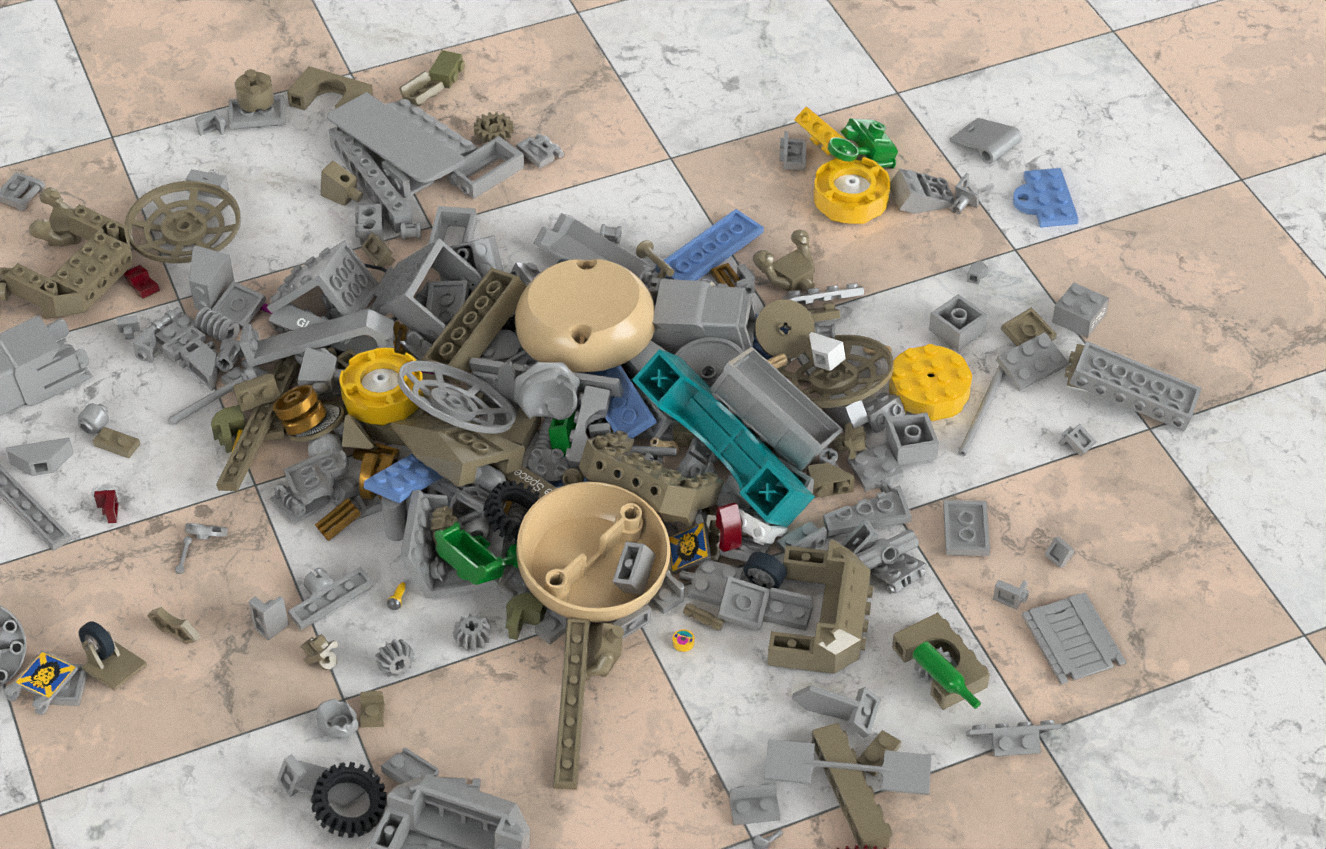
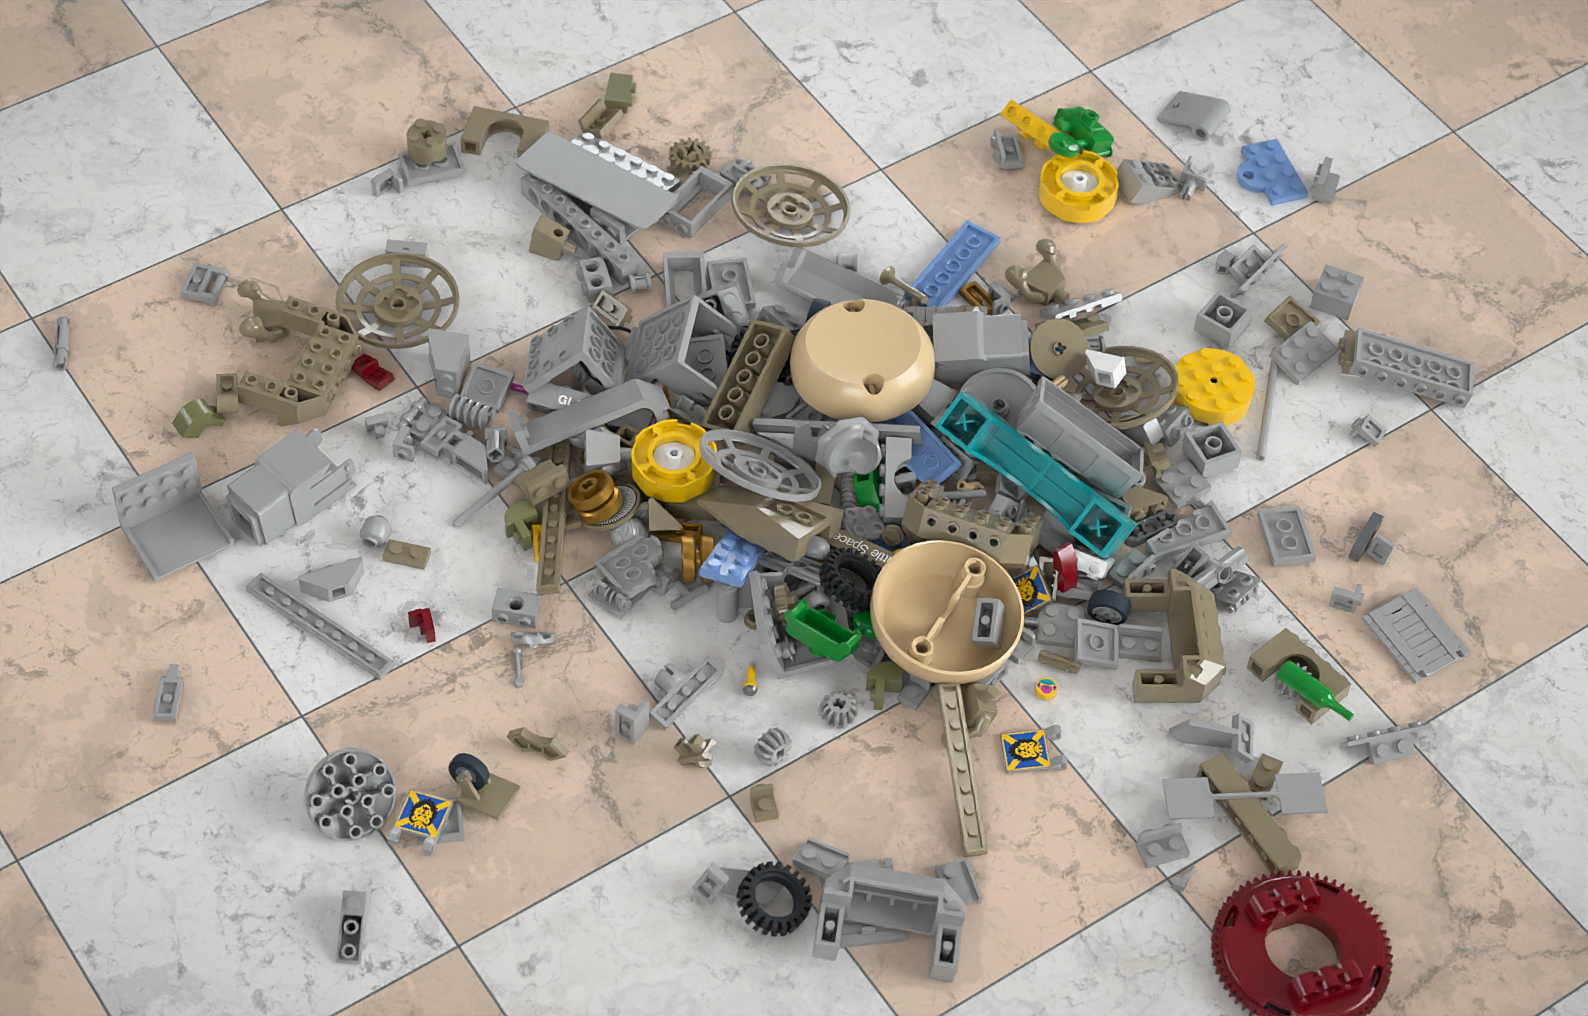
camera: 15 degrees left, 5 degrees up
(198, 501) = (516, 608): none -> light grey brick
(336, 517) = (672, 591): pearl gold tile -> none
(336, 718) = (733, 818): light grey hair -> none
(504, 234) = (731, 270): none -> light grey plate
(539, 812) = (961, 880): none -> light grey plate
(569, 182) = (780, 205): none -> dark tan dish
(650, 695) = (1029, 750): none -> flag
(839, 498) = (1156, 521): none -> dark grey beam
(1001, 276) = (1250, 265): none -> light grey bracket
(1041, 543) = (1366, 537): none -> dark grey beam
(1096, 211) = (1326, 183): none -> light grey bracket

